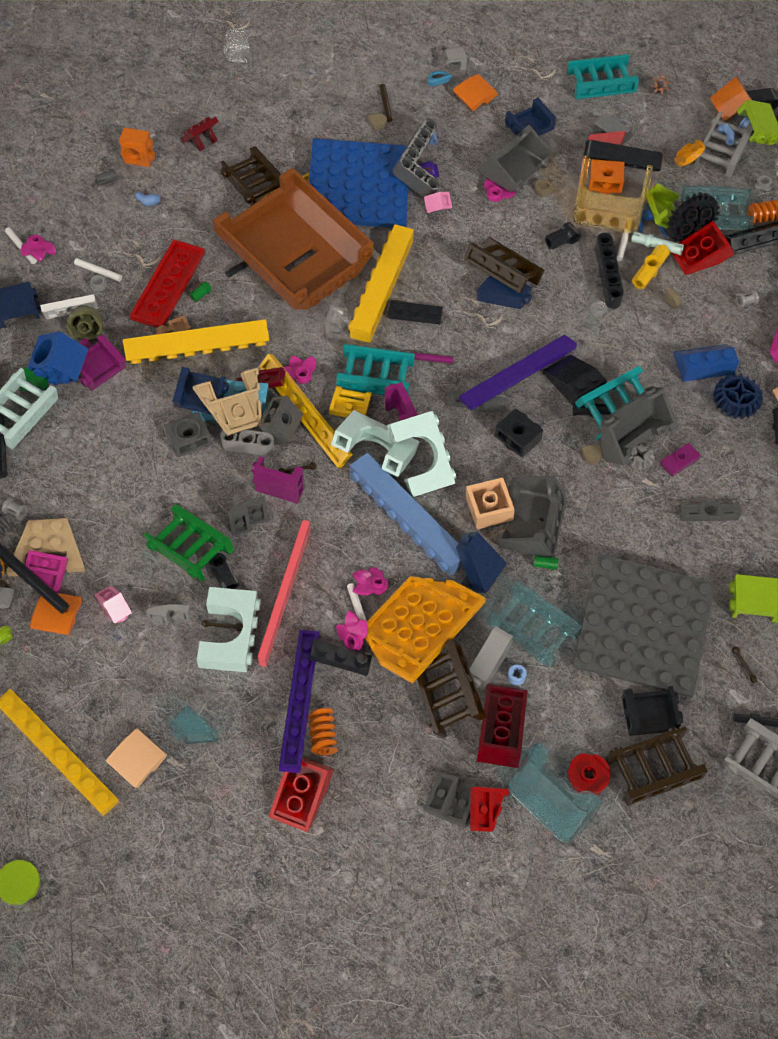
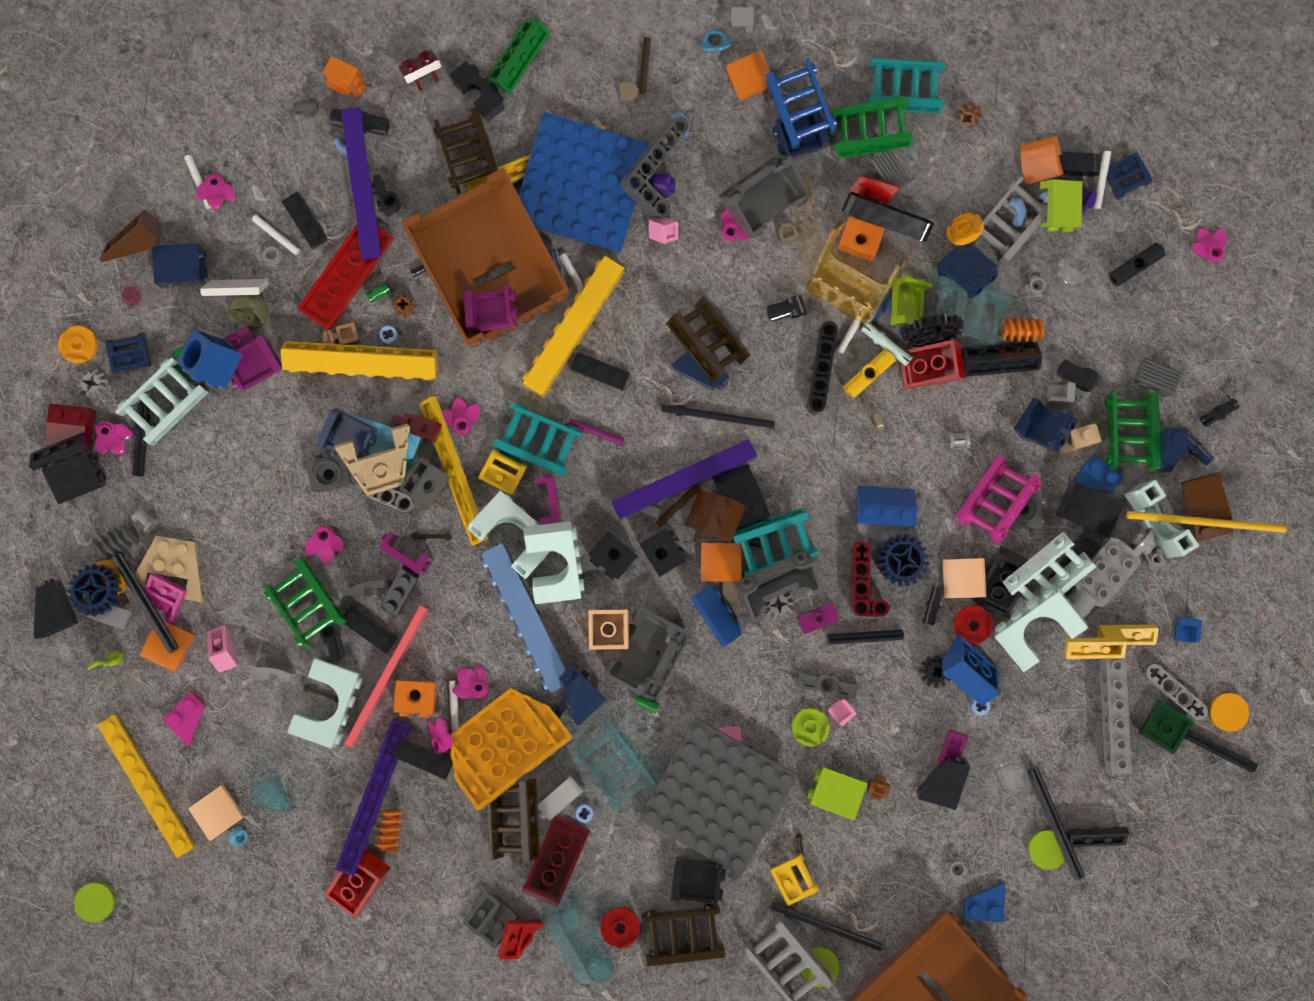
camera: 10 degrees right, 25 degrees up
(86, 676) = (185, 717): none -> dark pink wing
(122, 255) = (304, 220): none -> black plate
(155, 178) = (371, 123): none -> black piece
(163, 777) = (237, 836): none -> medium azure plate
(168, 215) = (361, 183): none -> dark purple tile
(192, 224) = (379, 187): none -> black plate
(197, 497) = (324, 547): none -> dark pink plate
(217, 316) = (387, 329): none -> light blue bush
(226, 296) = (400, 302): none -> dark orange gear
(242, 133) = (467, 78): none -> black arch
(257, 558) = (369, 629): none -> black plate
(280, 112) = (520, 55): none -> green fence
(280, 511) = (399, 591): none -> black plate
(311, 276) = (490, 310): none -> magenta panel
(327, 609) = (406, 704): none -> orange brick
(477, 452) = (600, 556): none -> black brick
(496, 326) = (680, 410): none -> black bar
(508, 101) = (782, 101): none -> blue fence
(520, 395) = (675, 507): none -> dark brown bar
(557, 387) = (715, 515): none -> reddish brown slope
(575, 431) = (721, 562): none -> orange slope
(585, 473) = (717, 615): none -> blue slope
(593, 110) = (876, 144): none -> green fence
(704, 174) = (968, 269): none -> dark blue panel
(704, 414) = (856, 578): none -> dark red beam
(708, 551) = (810, 727): none -> lime tile
(729, 464) = (870, 636): none -> black axle
(733, 527) = (841, 711): none -> bright pink panel
(742, 690) = (789, 883): none -> yellow plate

